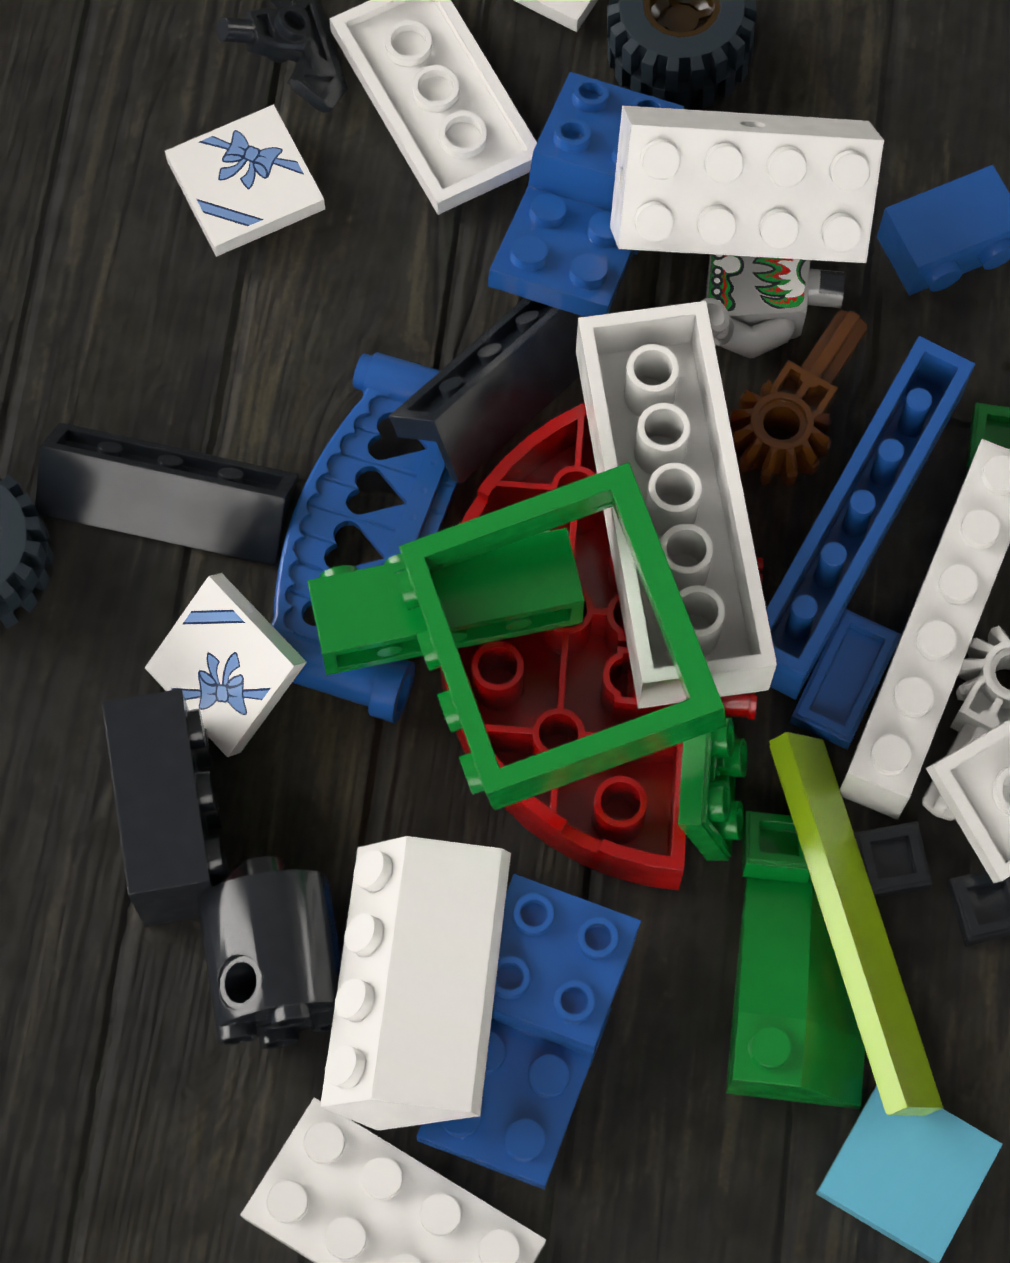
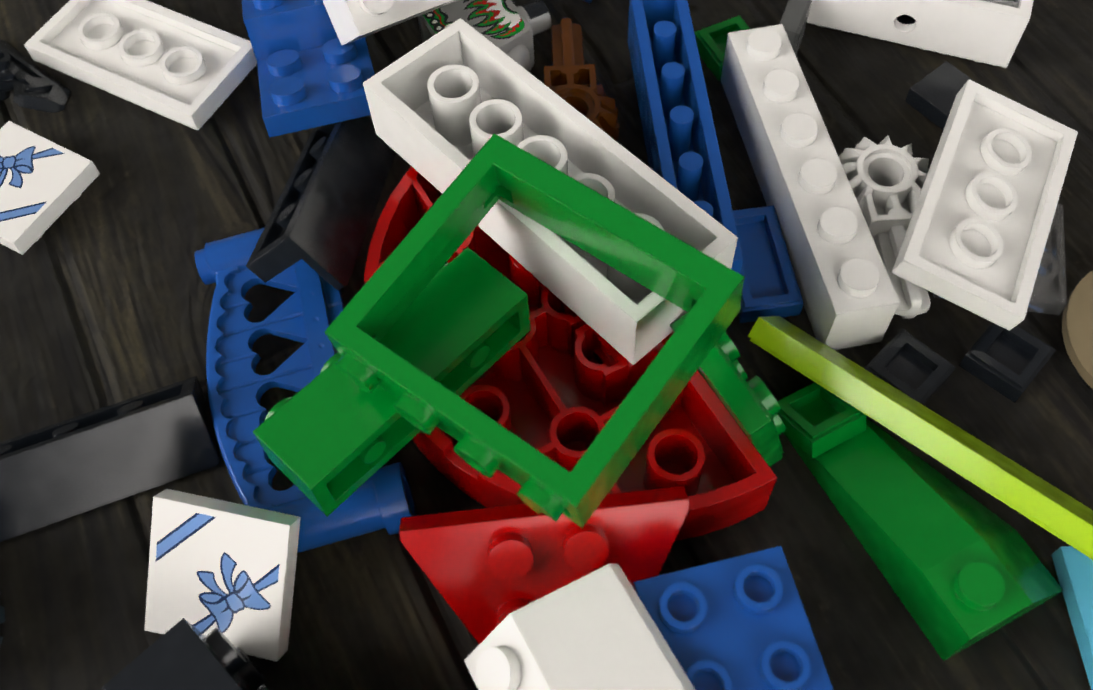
camera: 30 degrees left, 10 degrees down
(428, 797) = (511, 555): none -> red wing

